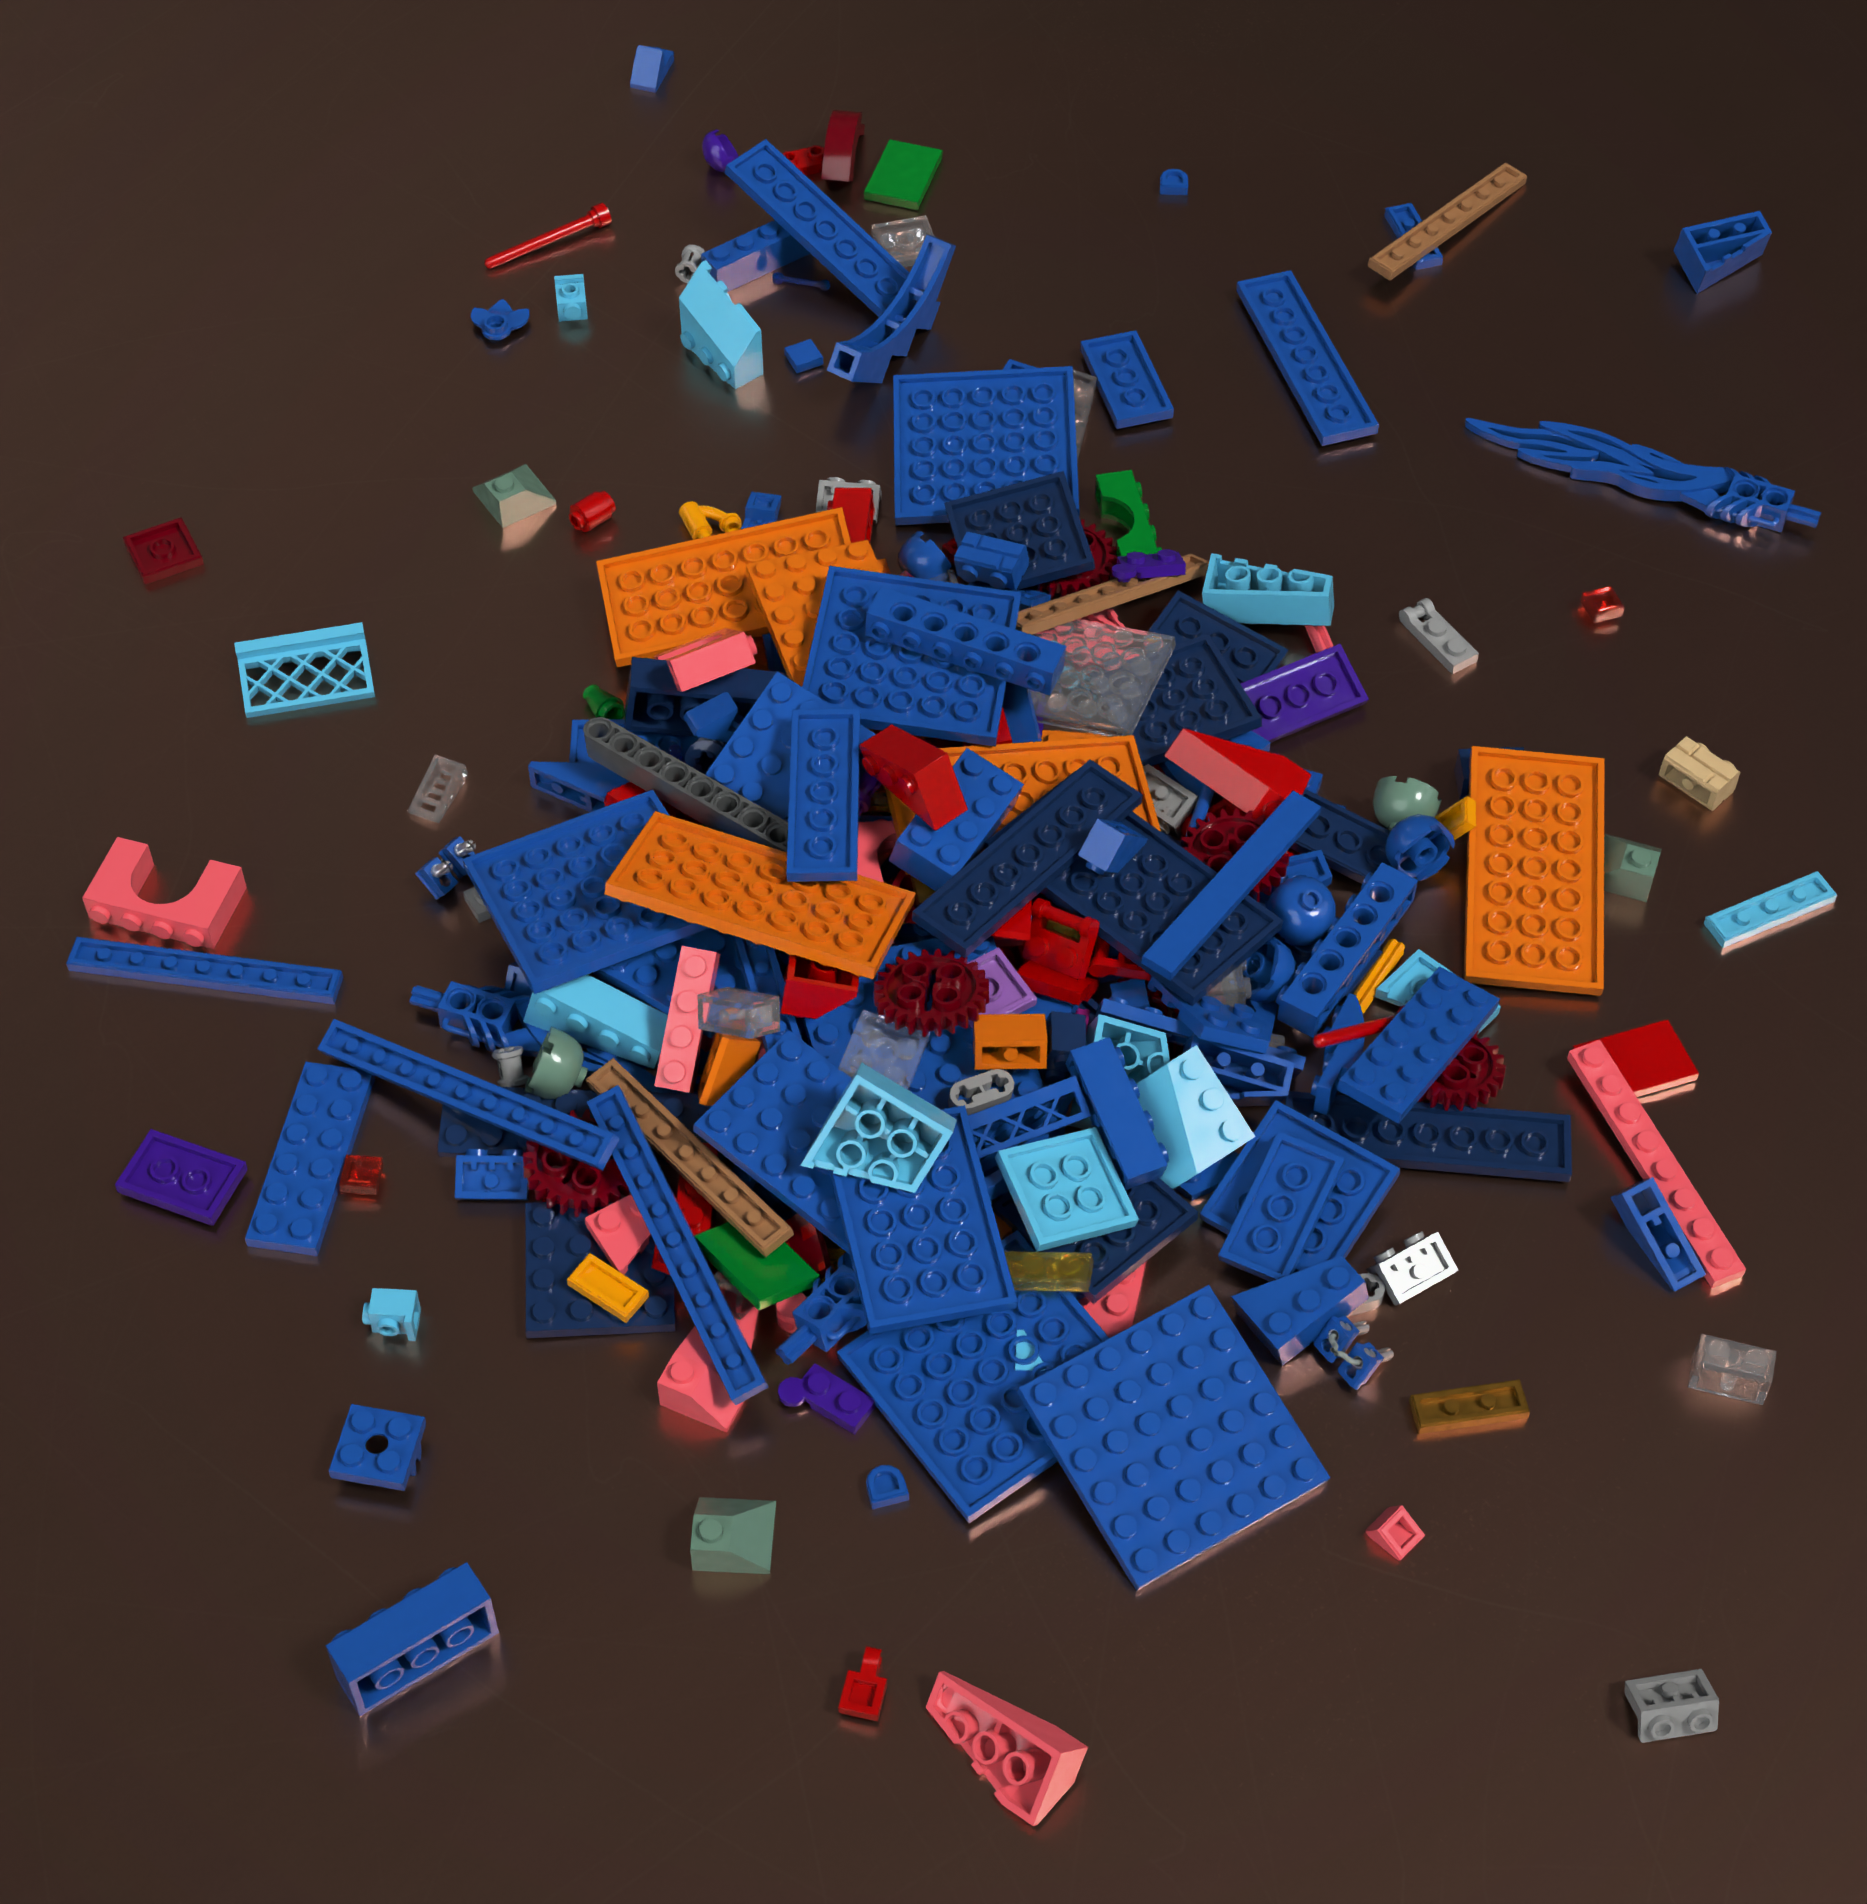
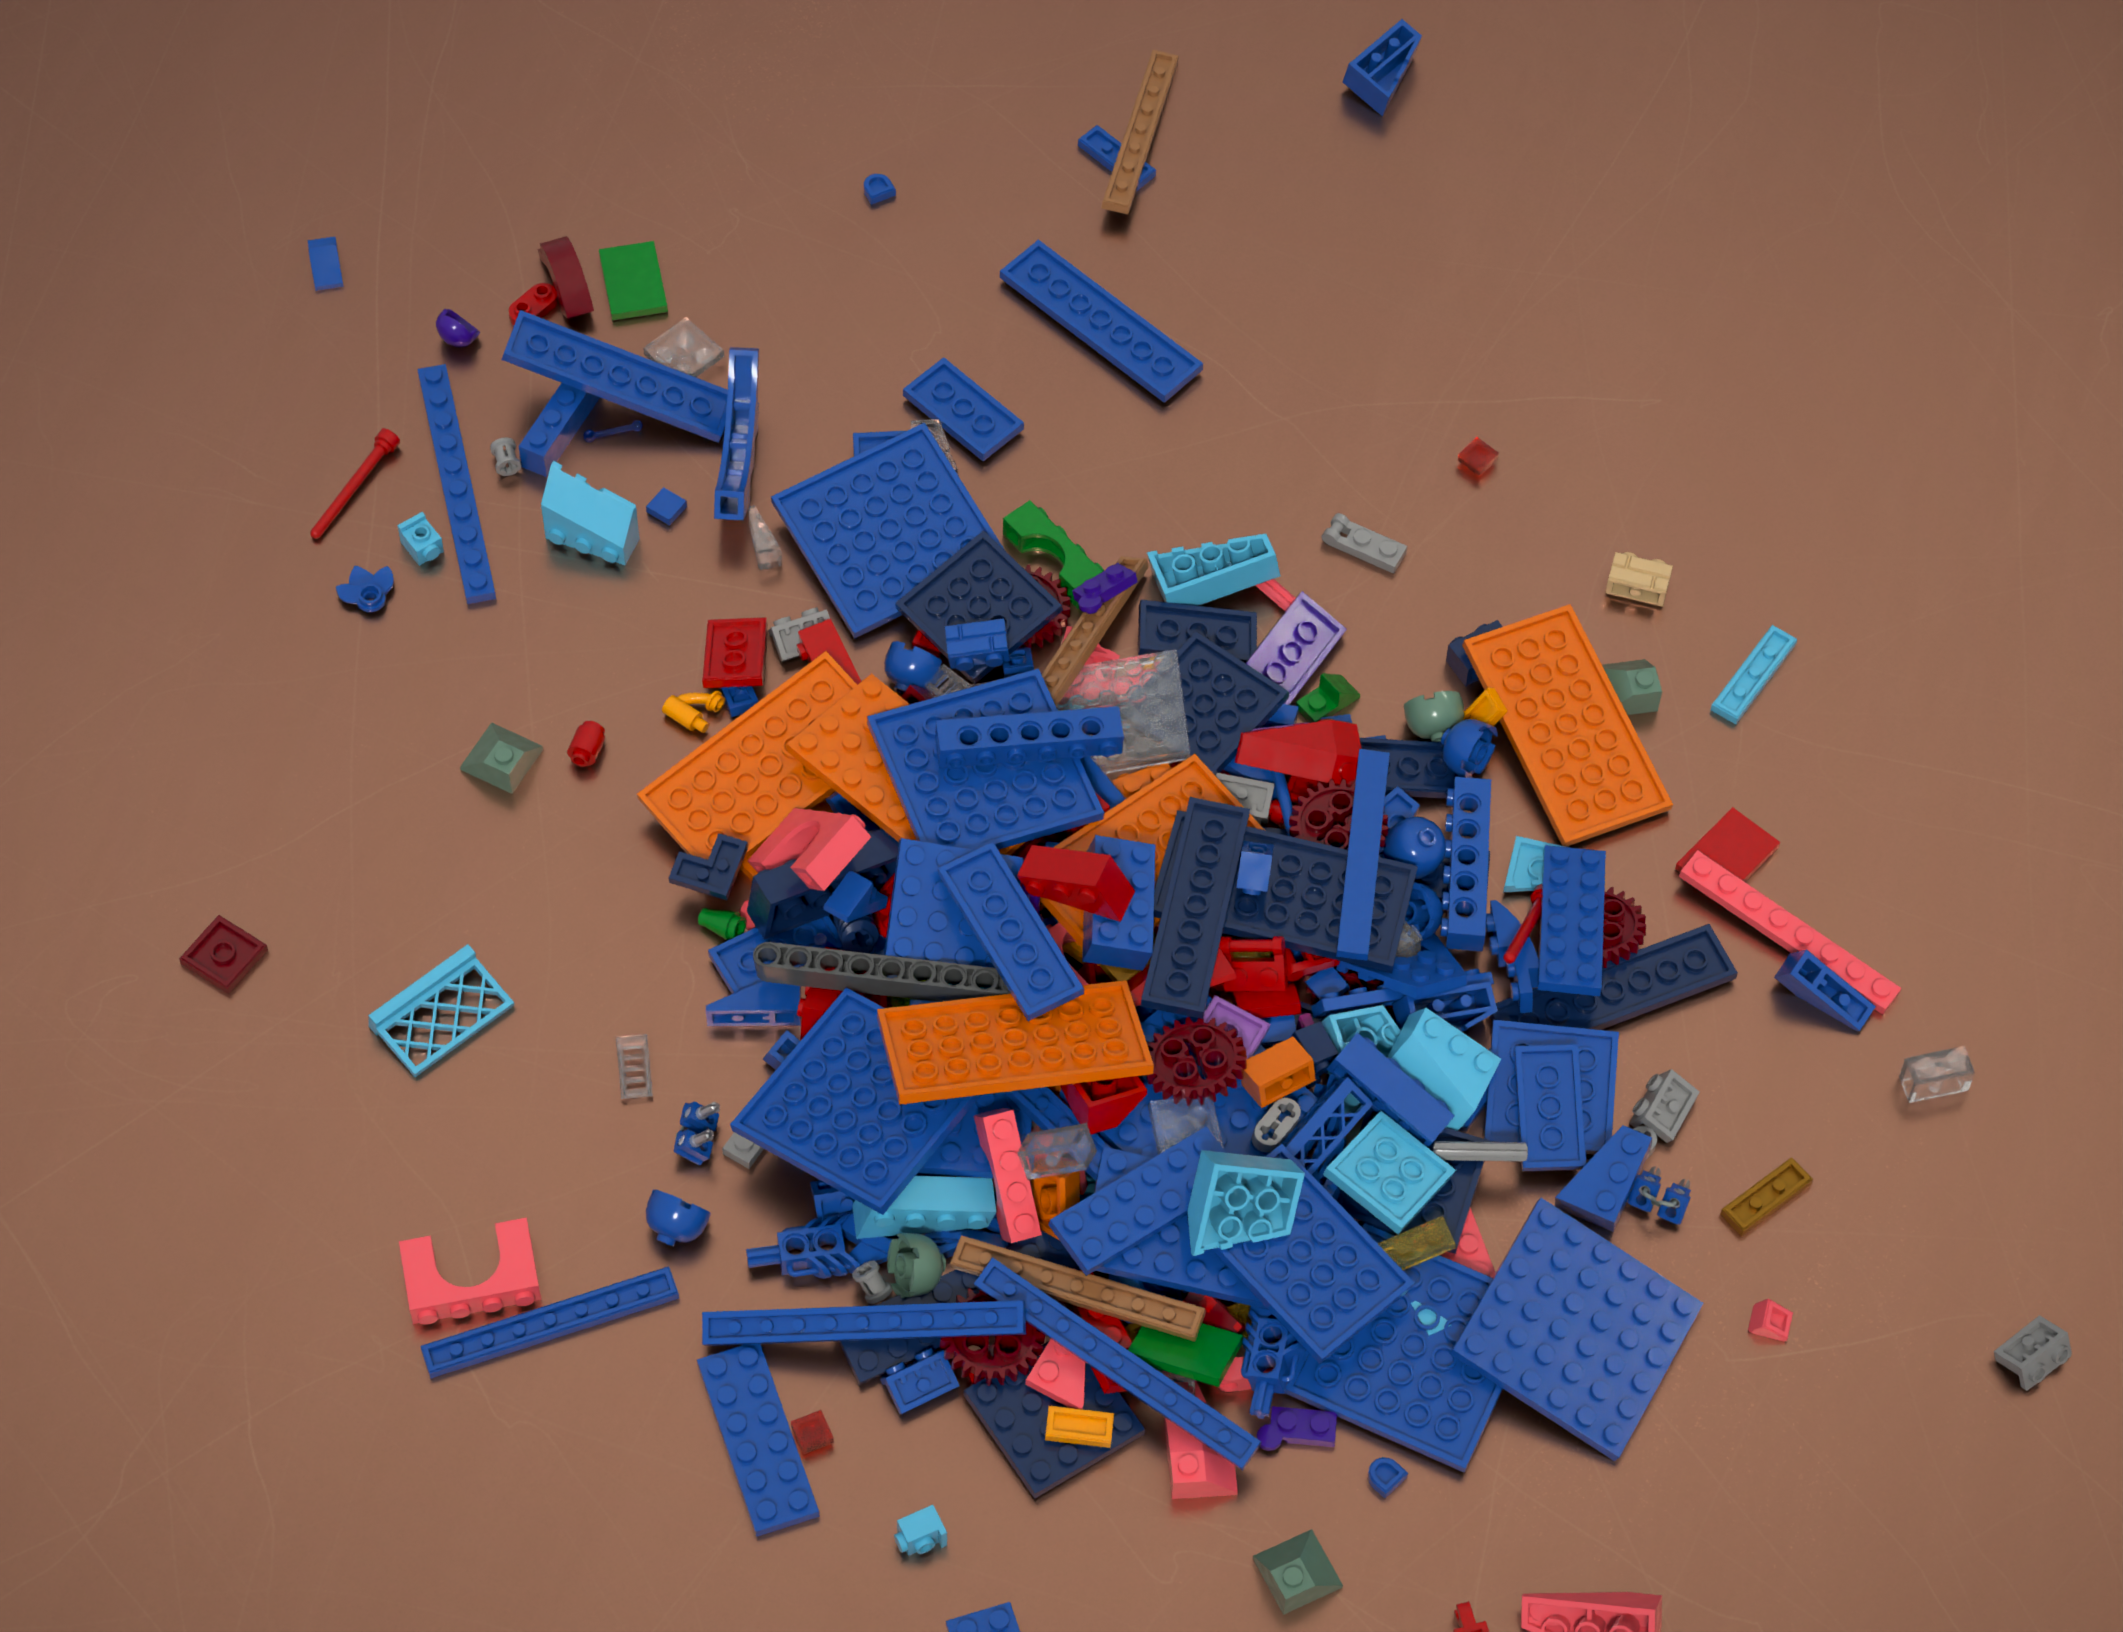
camera: 30 degrees left, 5 degrees up
(181, 1177) = (666, 1507): dark purple plate -> none
(372, 929) = (675, 1218): none -> blue cylinder
(614, 654) = (713, 875): none -> dark blue plate
(635, 272) = (456, 484): none -> blue plate
(771, 1094) = (1133, 1205): none -> blue plate
(775, 490) = (735, 652): none -> red tile
(864, 415) = (766, 547): none -> clear slope
(1178, 1215) = (1481, 1151): none -> light grey axle
(1316, 752) = (1328, 699): none -> green slope
(1379, 973) = (1496, 871): light orange axle -> none
(1651, 473) = (1430, 313): blue piece -> none

